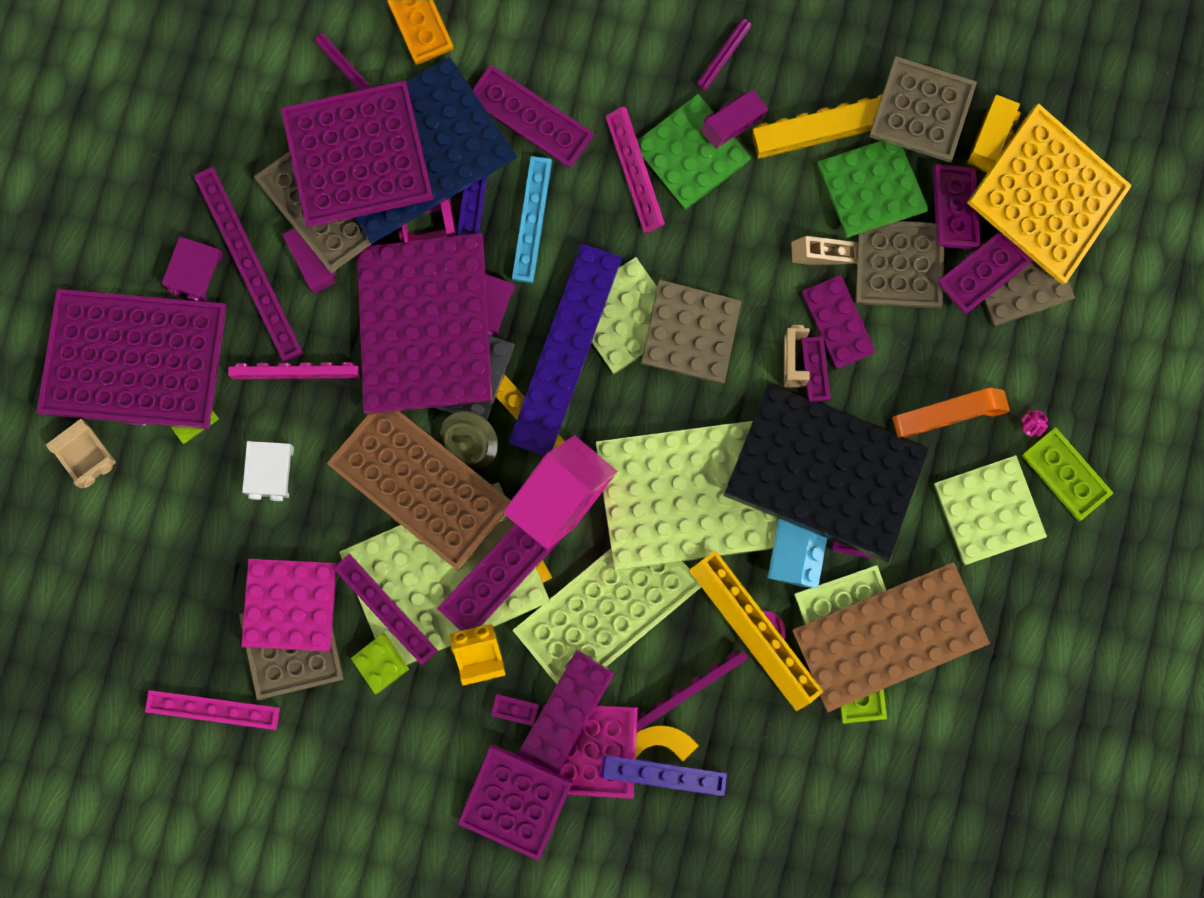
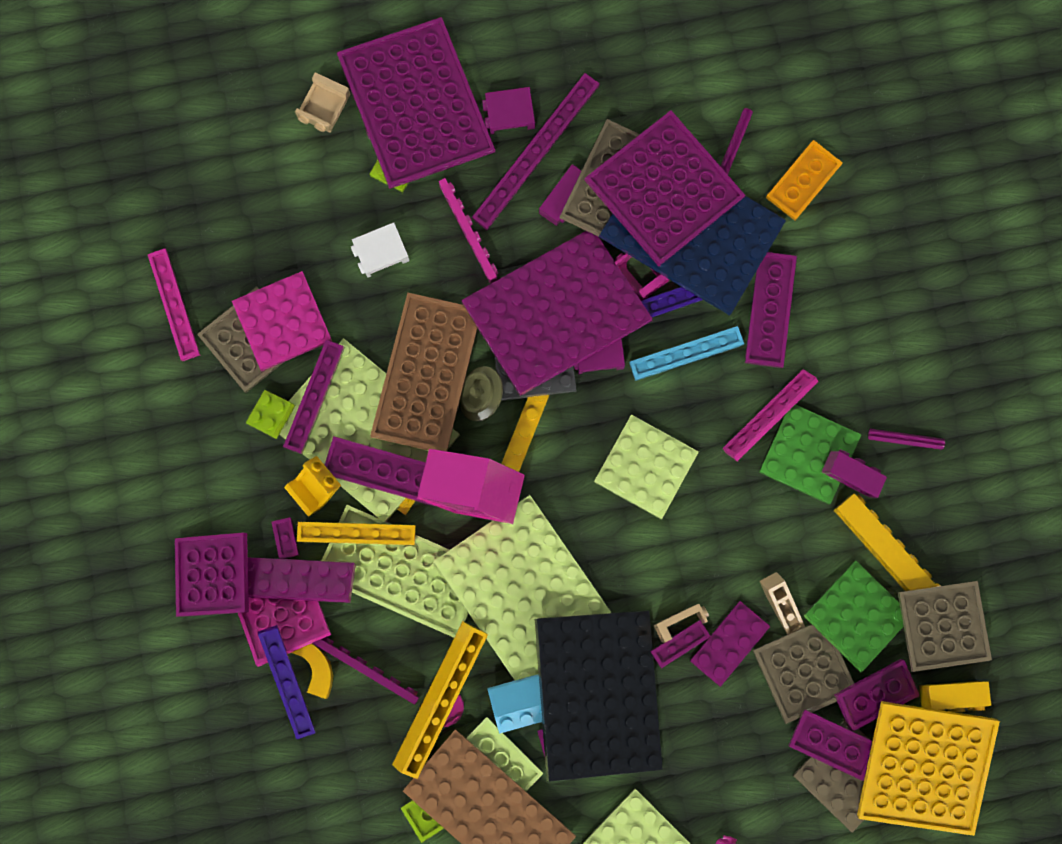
camera: 60 degrees right, 0 degrees up
(547, 634) = (356, 533): none -> yellow plate
(565, 350) = (592, 433): dark purple plate -> none
(691, 332) = (659, 527): dark tan plate -> none
(982, 402) = (700, 775): orange beam -> none

